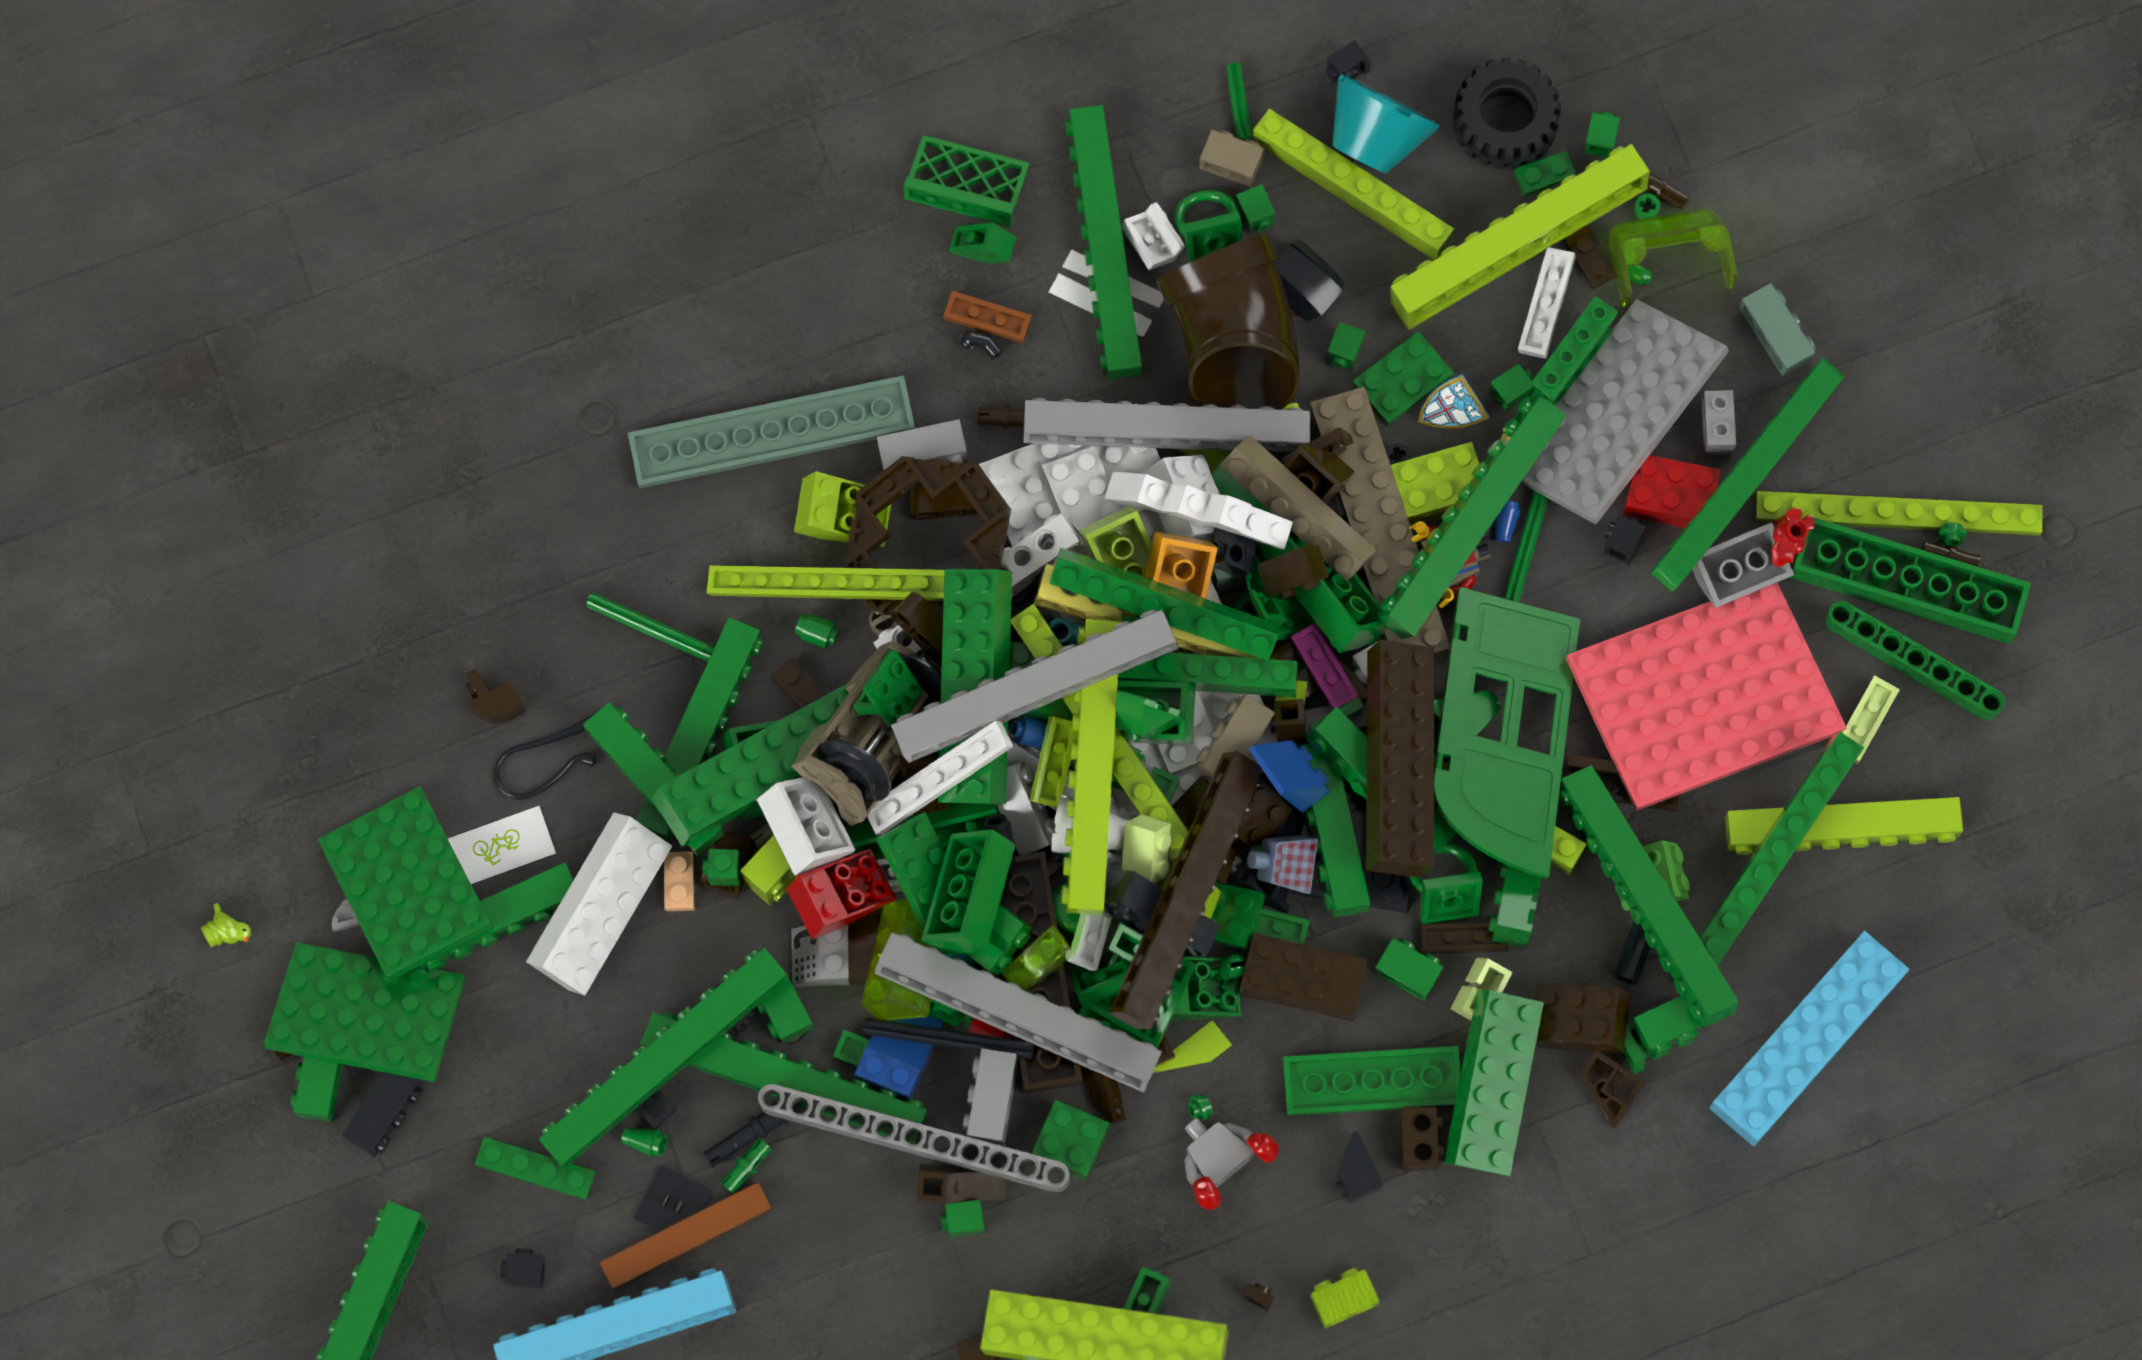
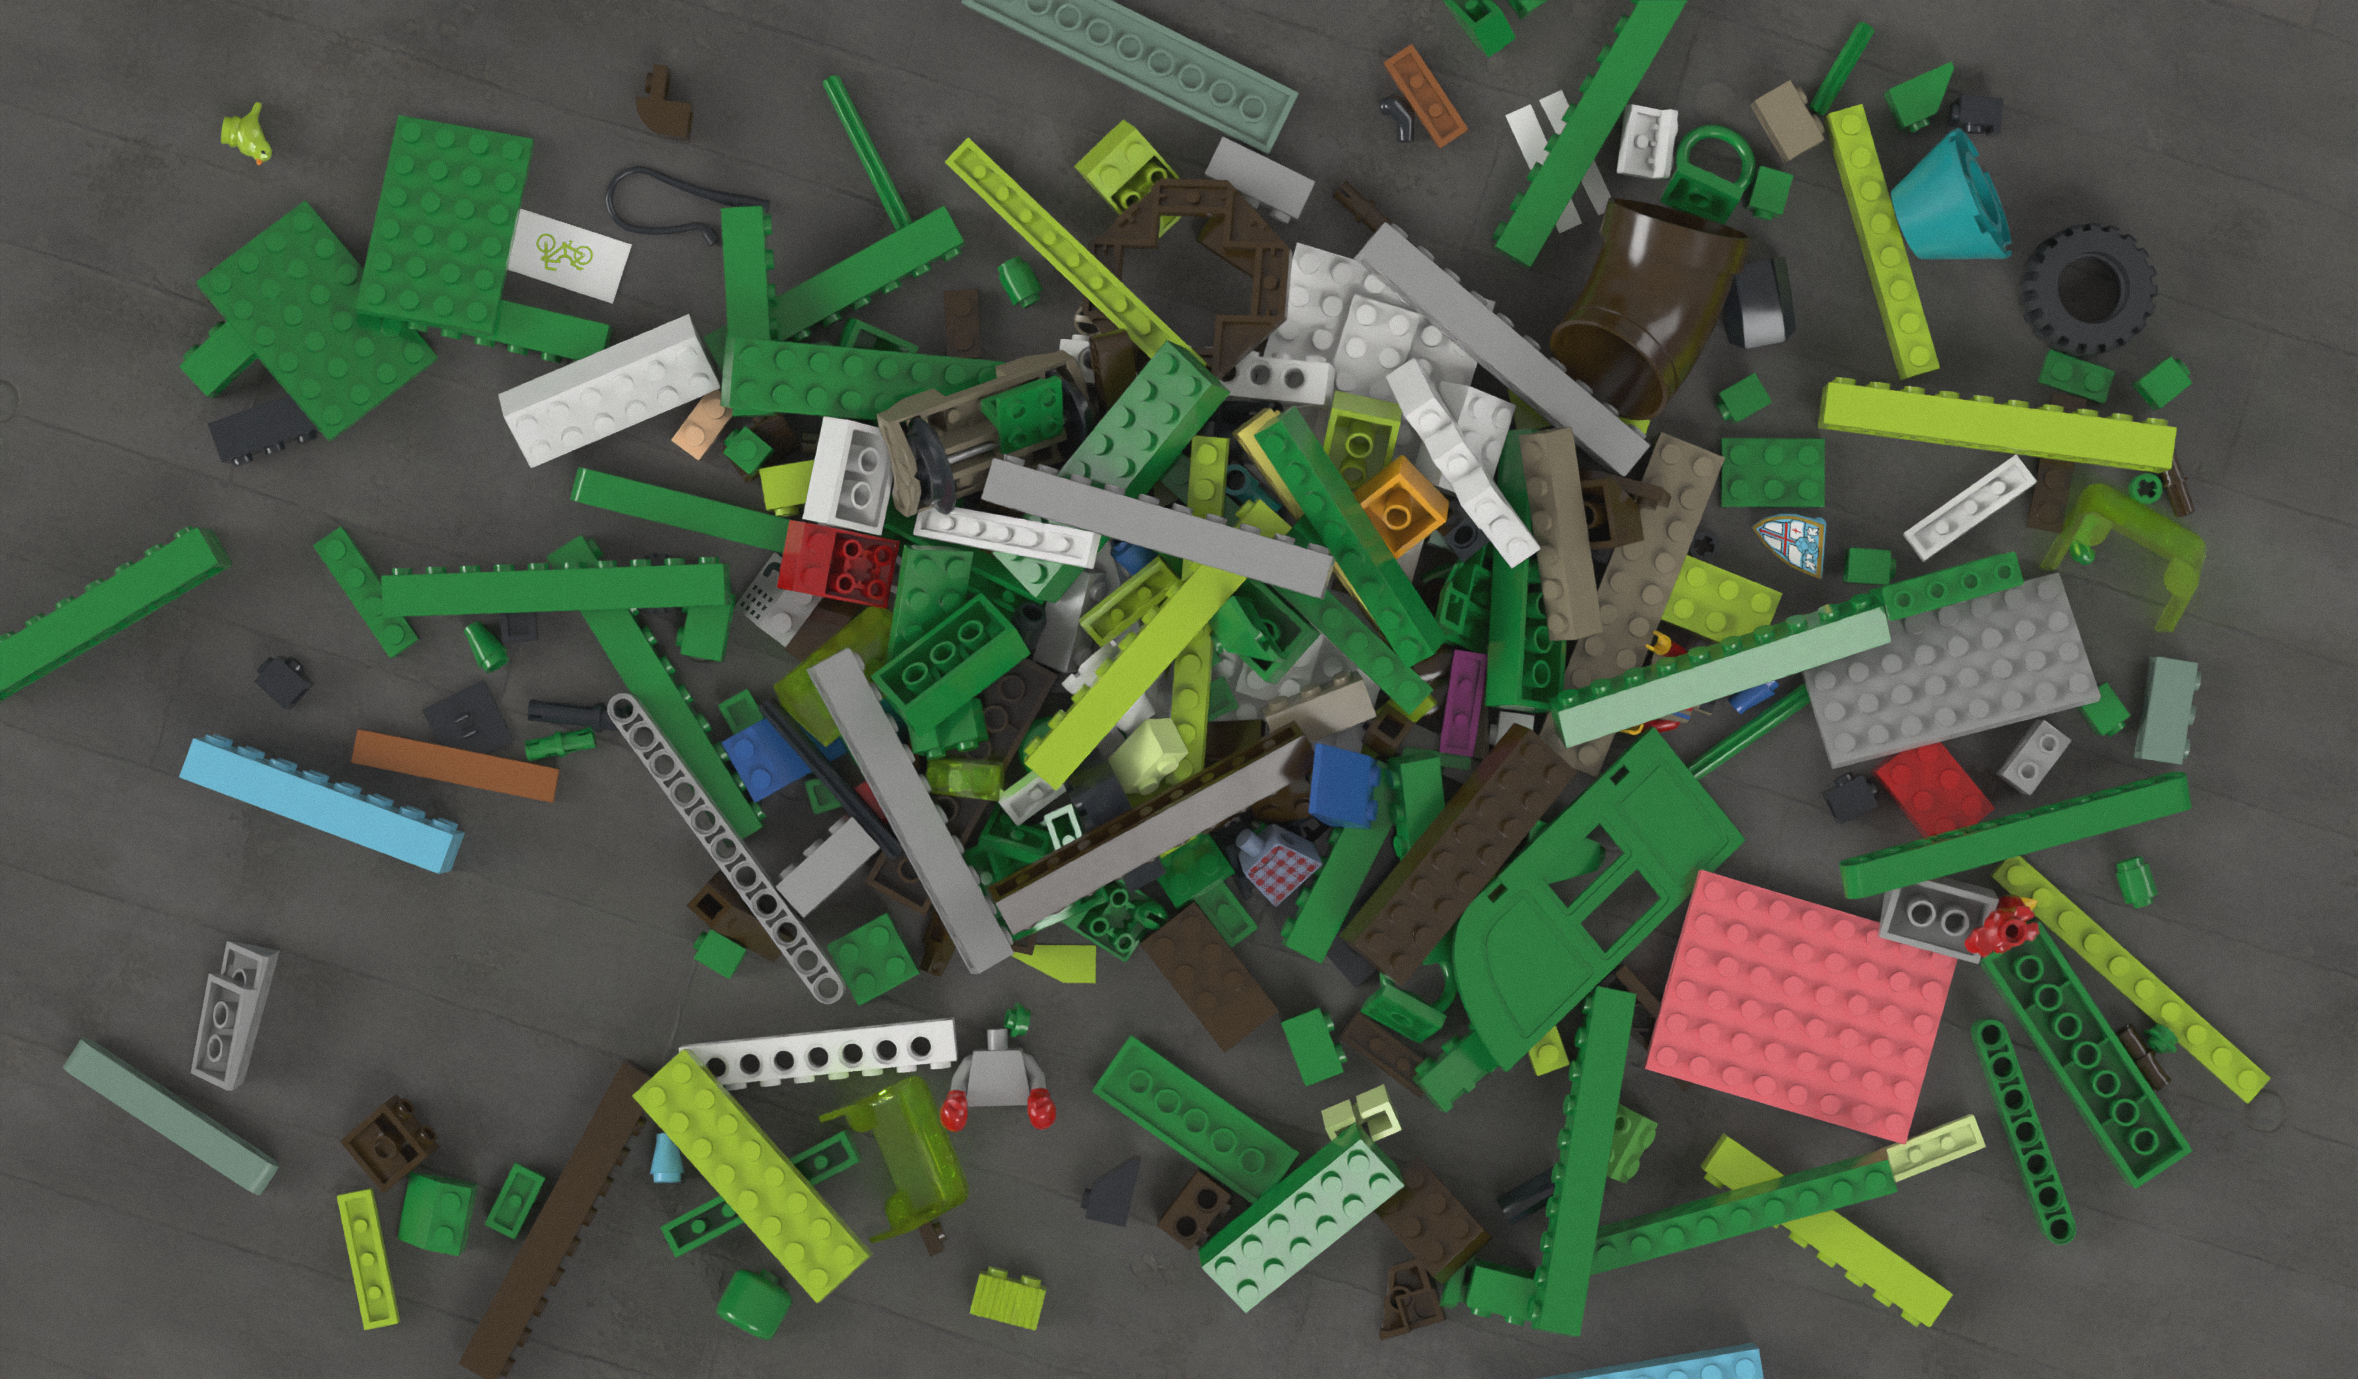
camera: 35 degrees right, 15 degrees up
(344, 917) = (366, 210): light grey tile -> none
(709, 947) = (680, 510): none -> green beam
(951, 1060) = (820, 797): none -> green plate
(1153, 1156) = (938, 1031): none -> white brick
(1196, 1248) = (914, 1150): none -> clear neon green windscreen
(1293, 571) = (1502, 596): dark brown brick -> none
(1302, 82) = (1918, 98): none -> green slope
(1738, 361) = (2105, 715): none -> green brick
(1850, 449) = (2136, 881): none -> green brick

